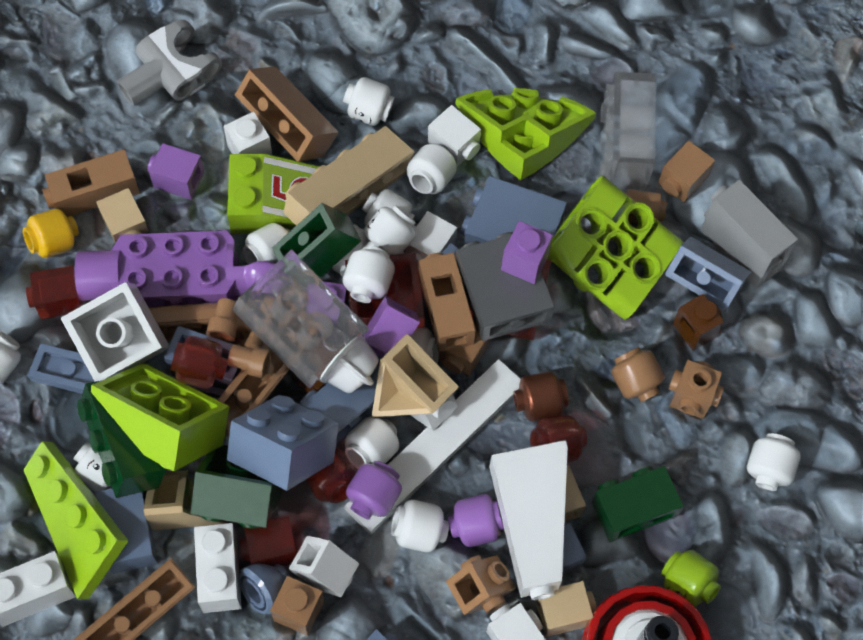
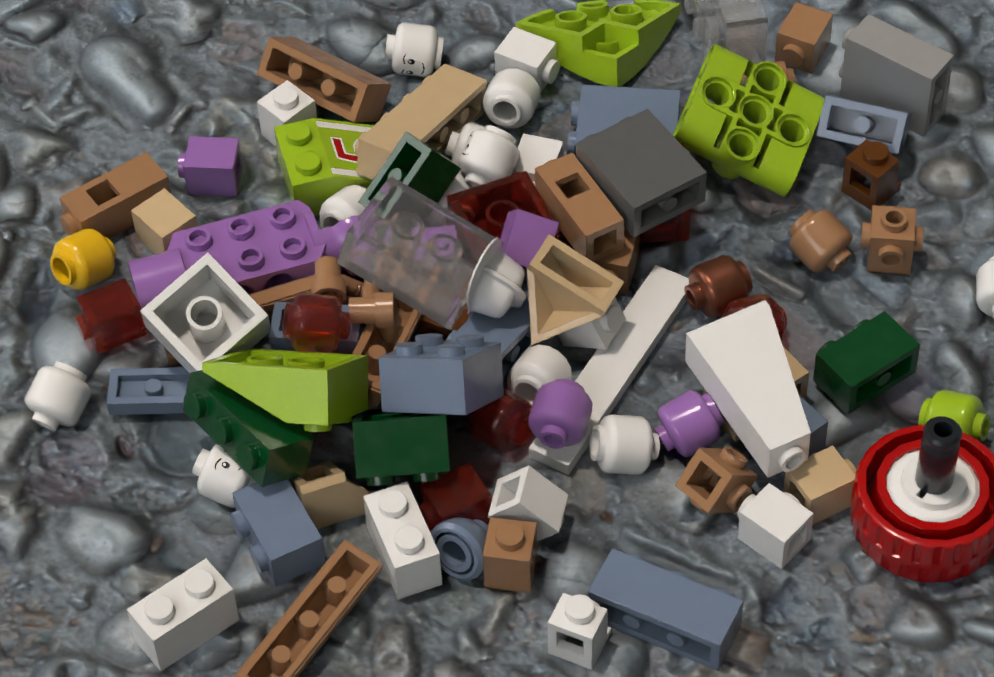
camera: 10 degrees left, 15 degrees down
(75, 519) = (215, 525): lime wing -> none
(167, 67) = (165, 67): light grey connector -> none
(368, 274) = (482, 195): white head -> none
(526, 252) = (658, 119): medium lavender brick -> none

